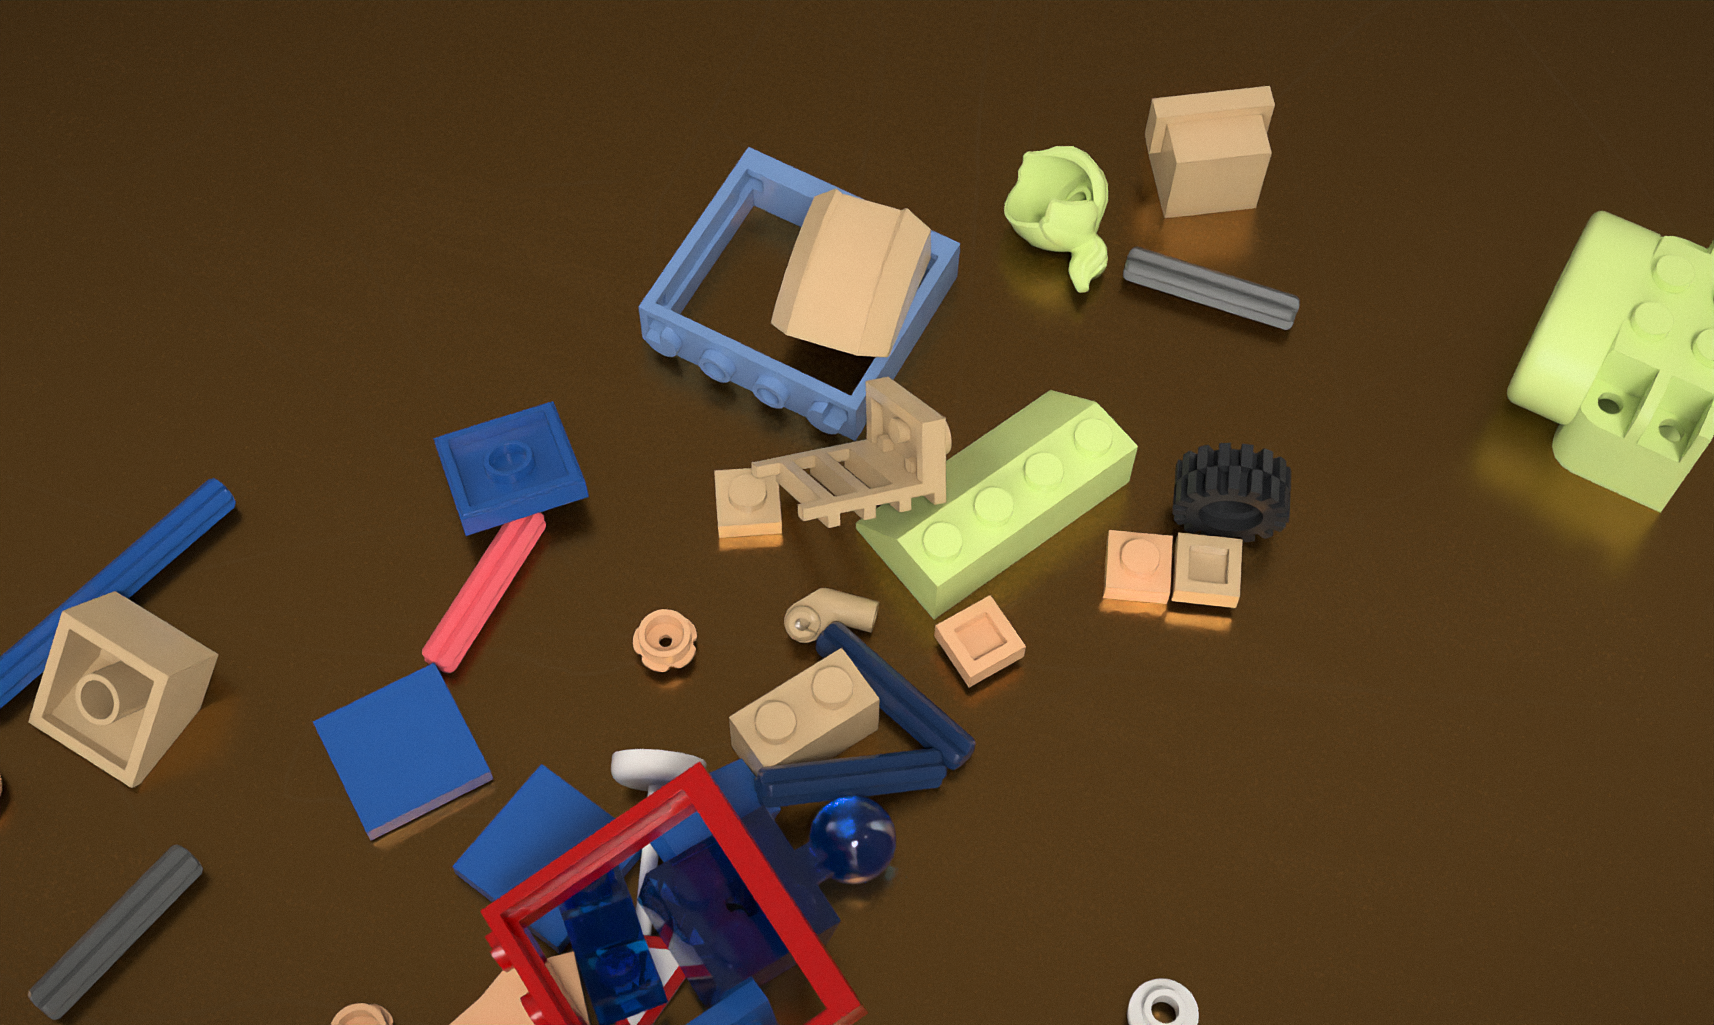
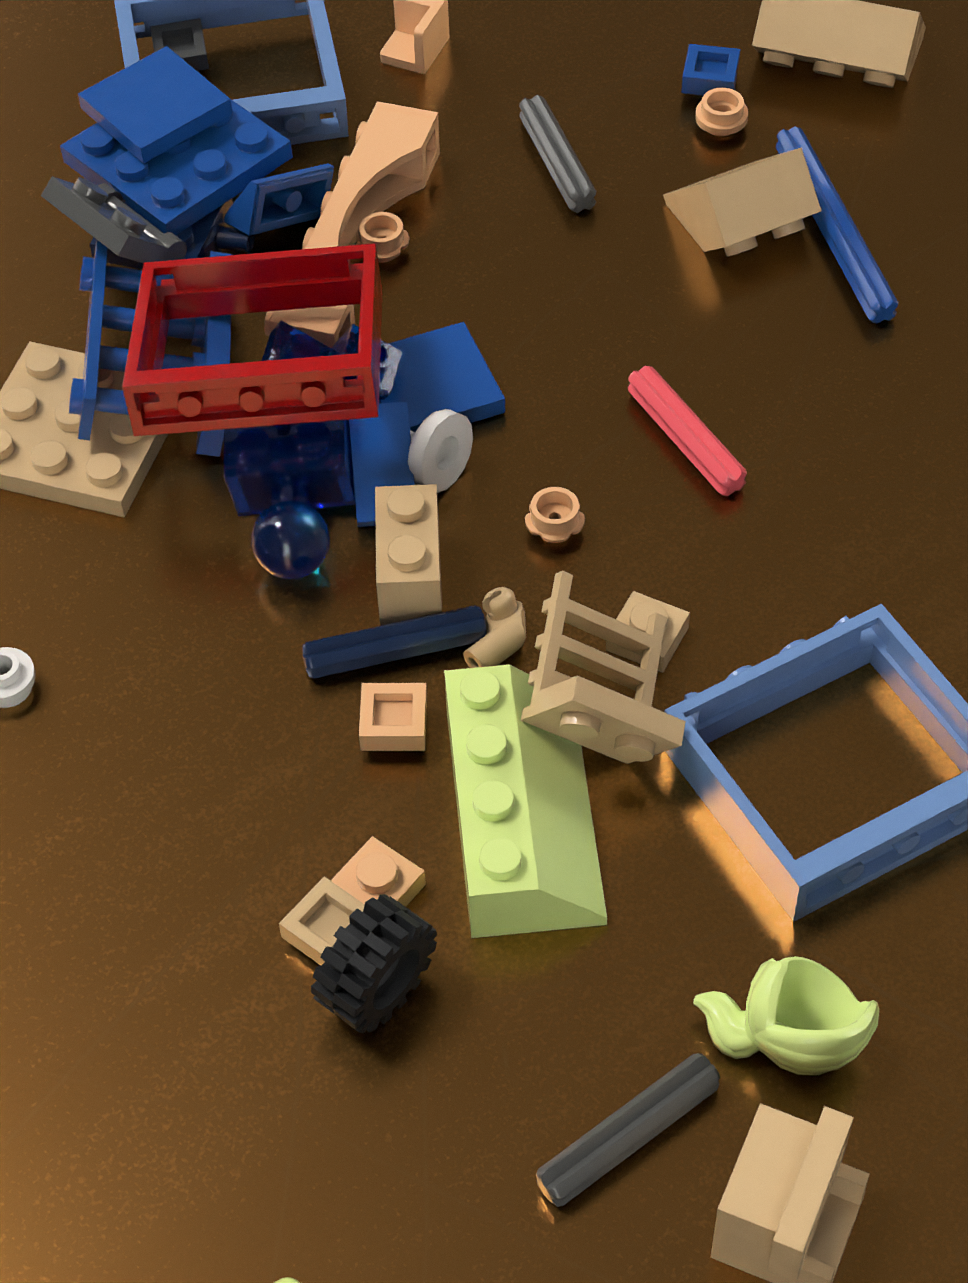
camera: 125 degrees right, 10 degrees down
(402, 751) = (580, 336): blue tile -> none
(510, 468) = (783, 478): blue tile -> none
(849, 777) = (337, 556): dark blue axle -> none
(852, 275) = (799, 759): tan slope -> none

